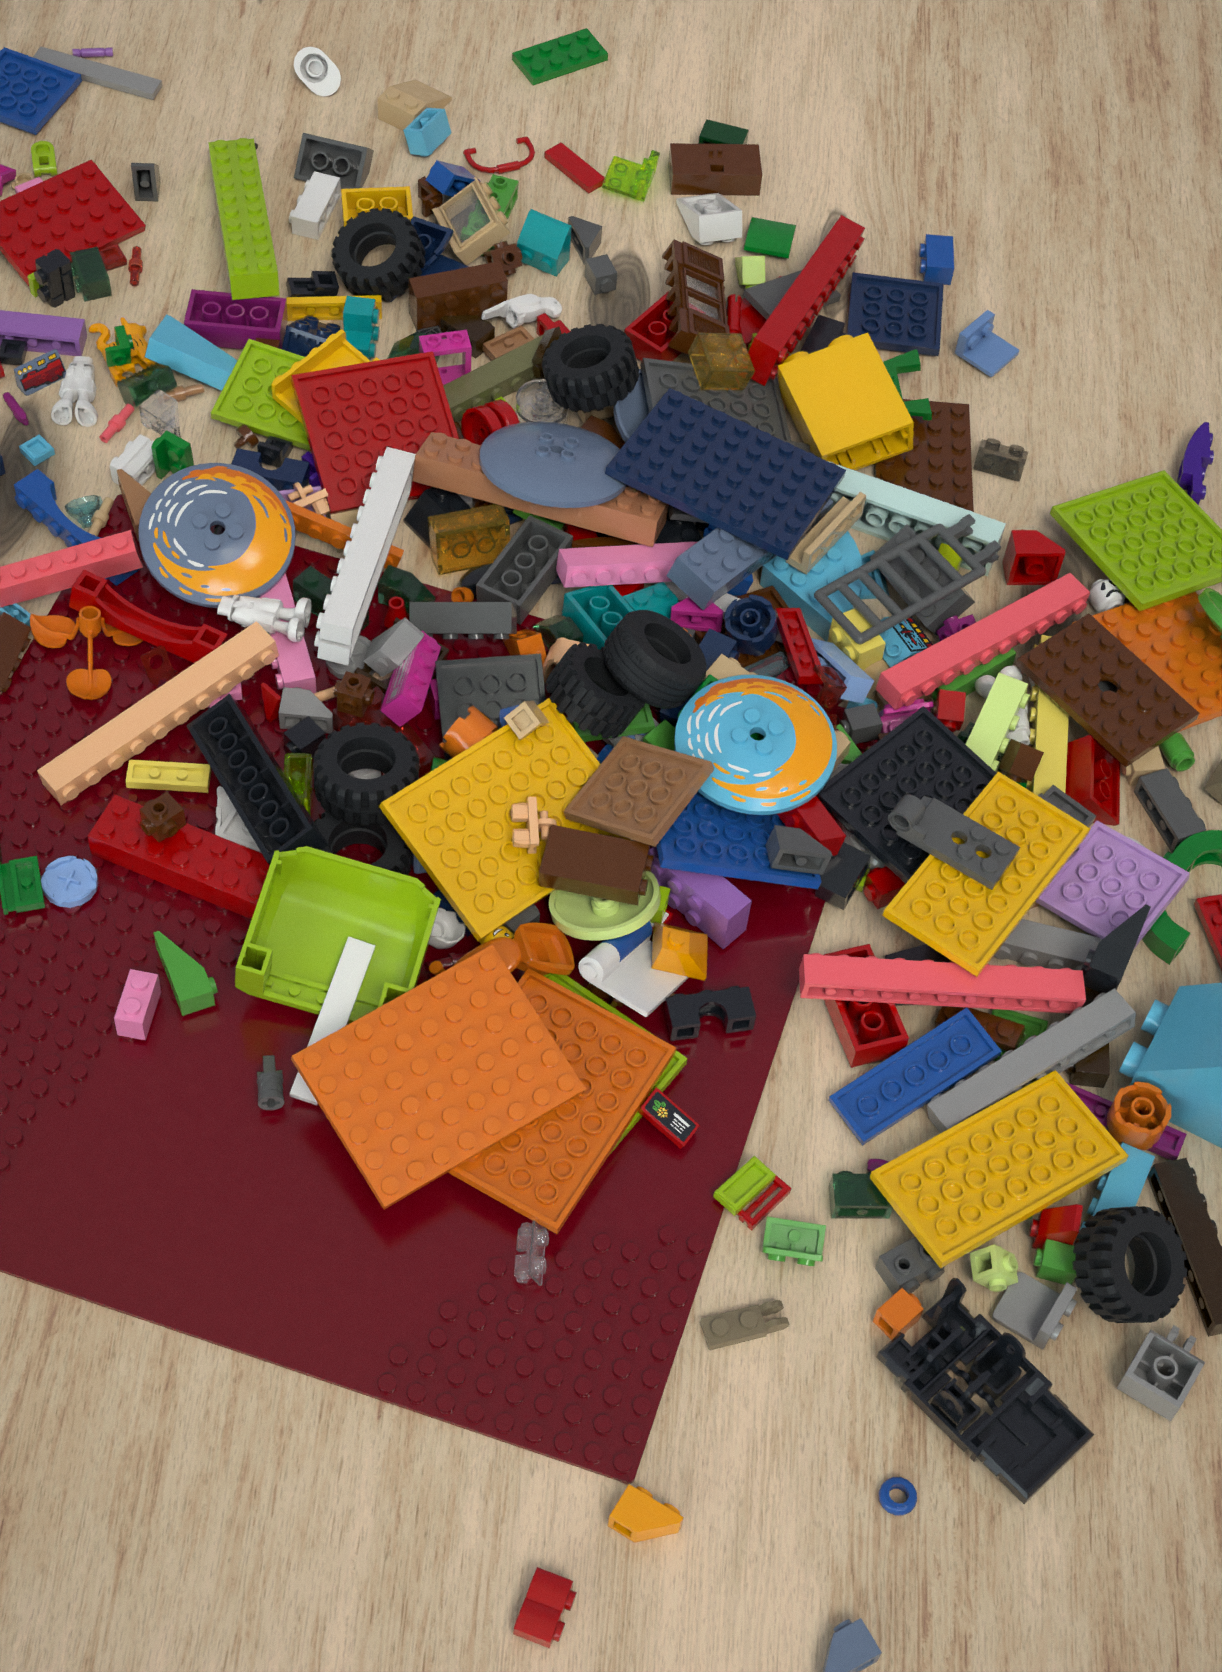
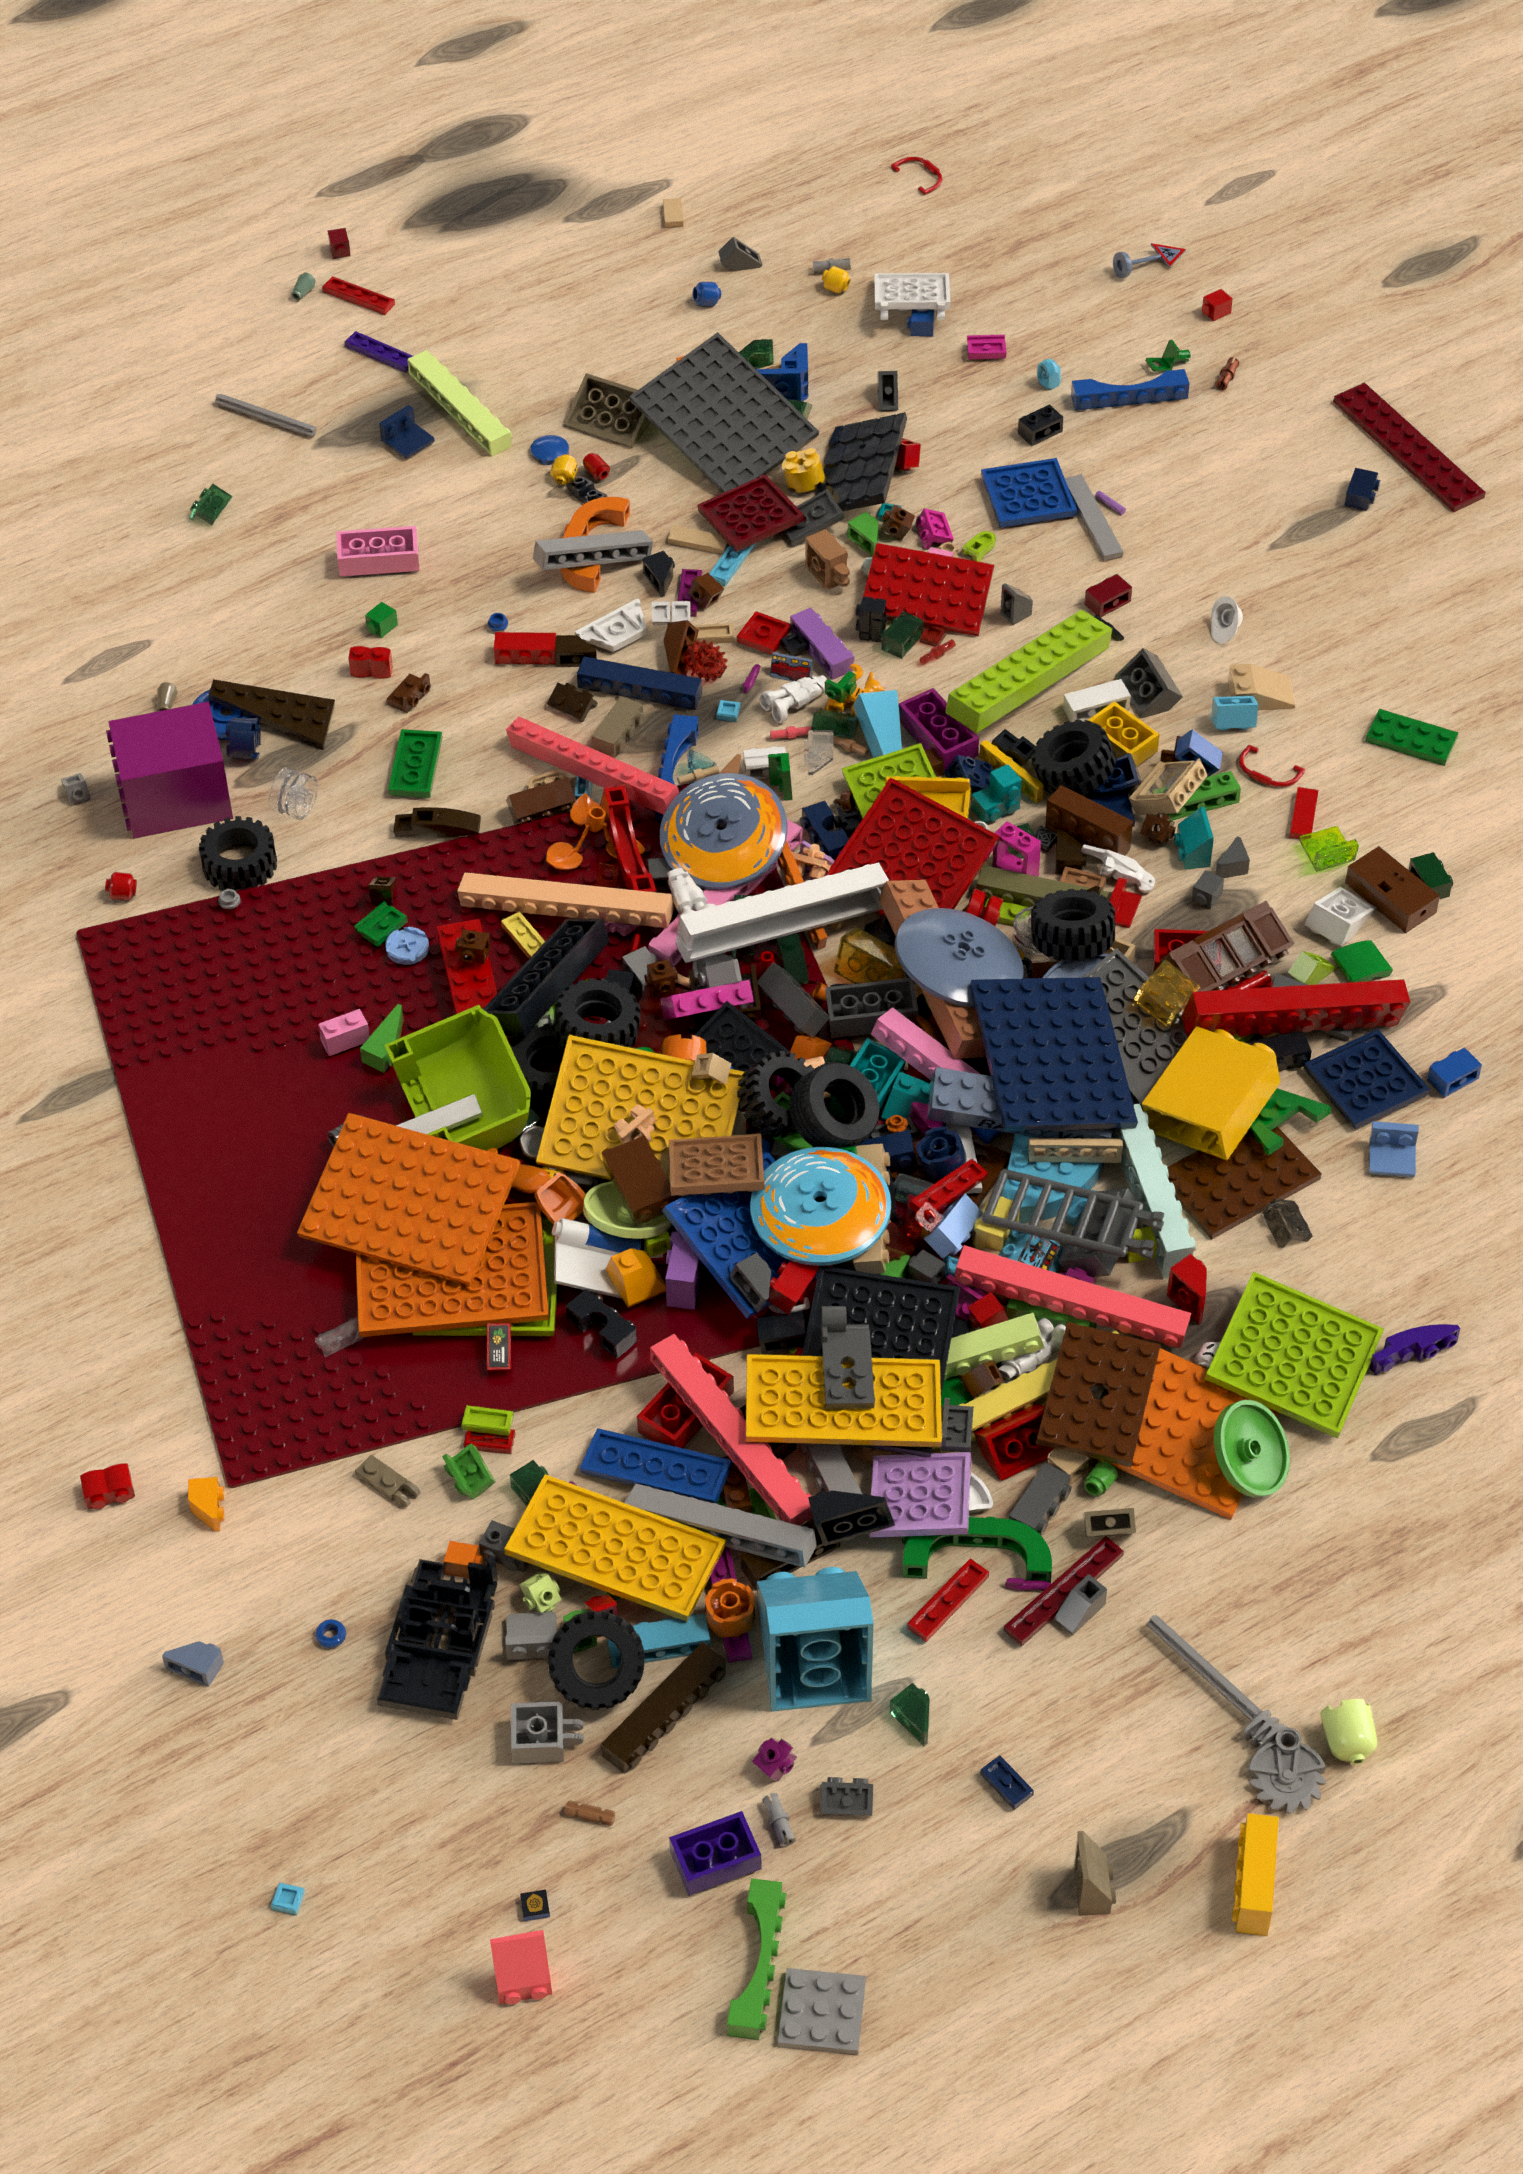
camera: 60 degrees right, 5 degrees down
(197, 616) = (659, 869): none -> dark grey brick
(202, 120) = (1108, 595): none -> dark red brick

